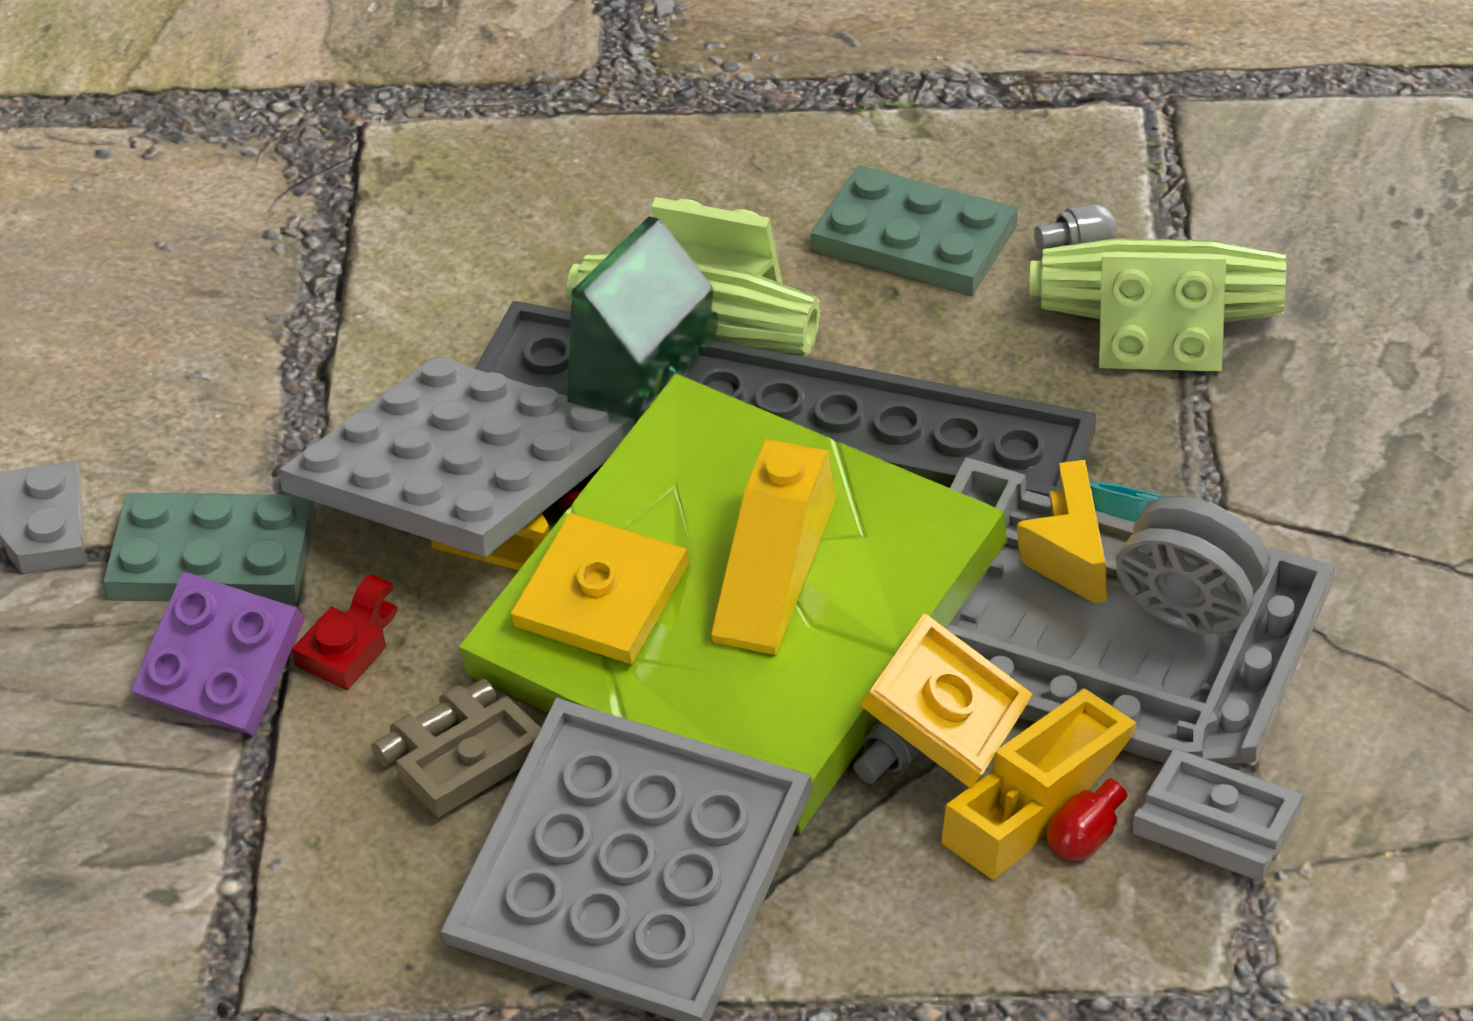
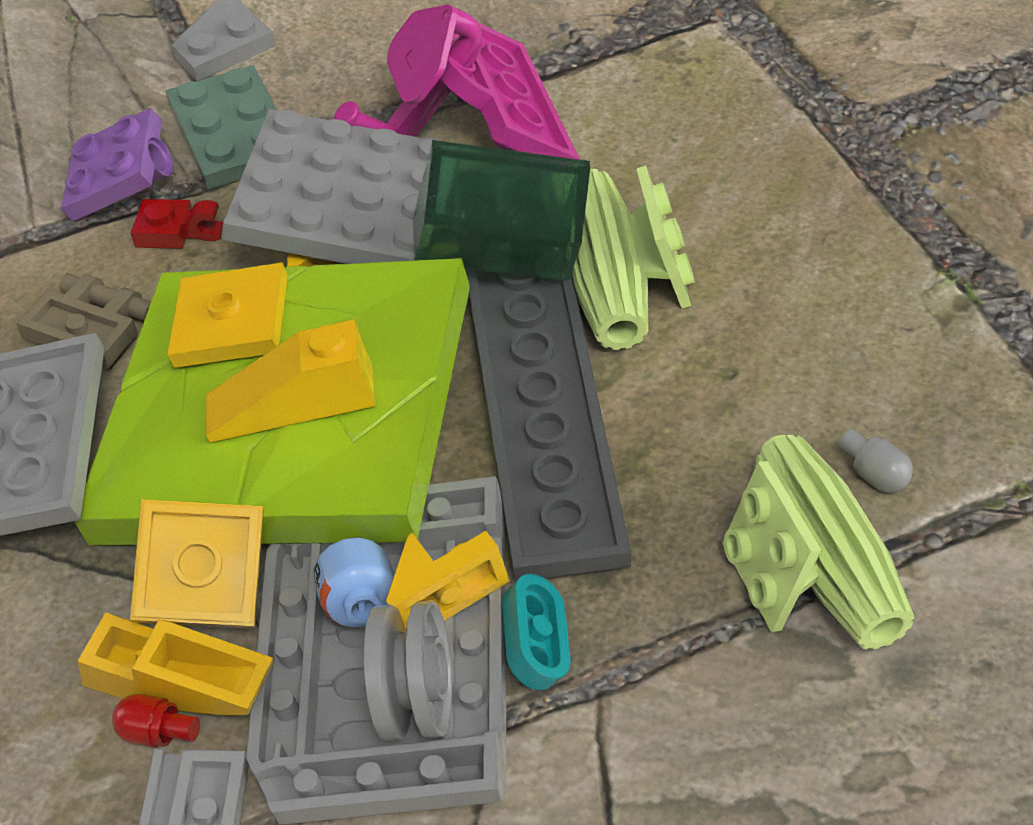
camera: 65 degrees right, 5 degrees up
(365, 297) = (452, 51): none -> dark pink plate
(914, 229) = (808, 359): sand green plate -> none
(1028, 601) = (352, 580): none -> light blue head

